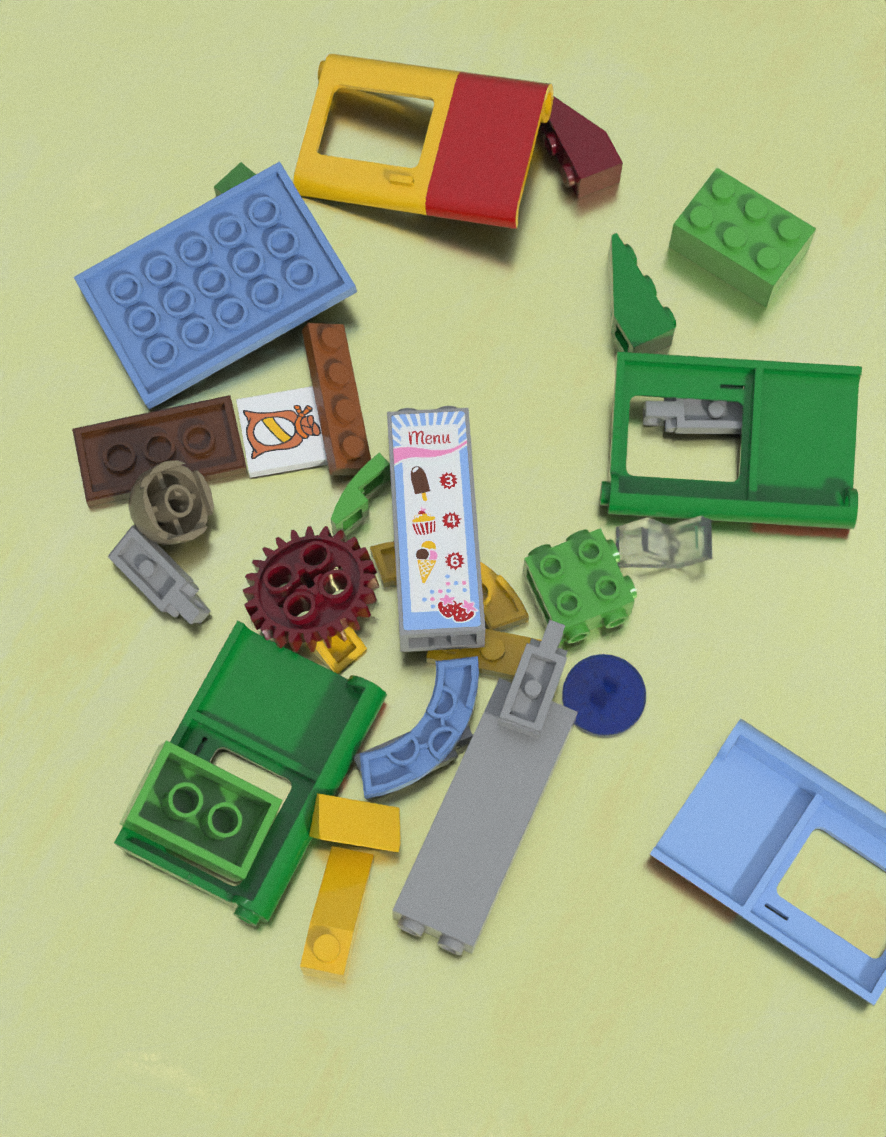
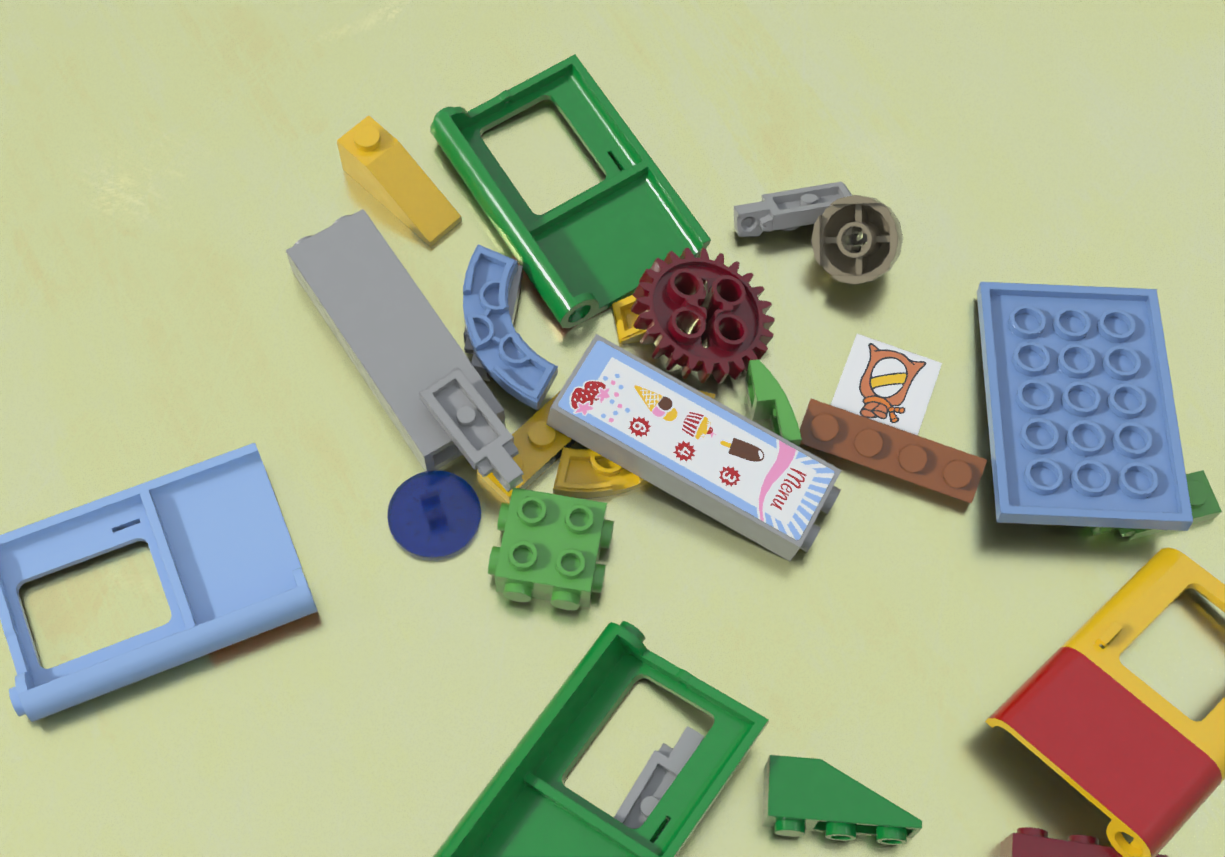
camera: 120 degrees right, 5 degrees down
(122, 449) = (931, 281): reddish brown tile -> none
(201, 812) = (551, 113): bright green brick -> none
(356, 823) = (457, 229): yellow slope -> none
(657, 545) = (542, 660): clear slope -> none

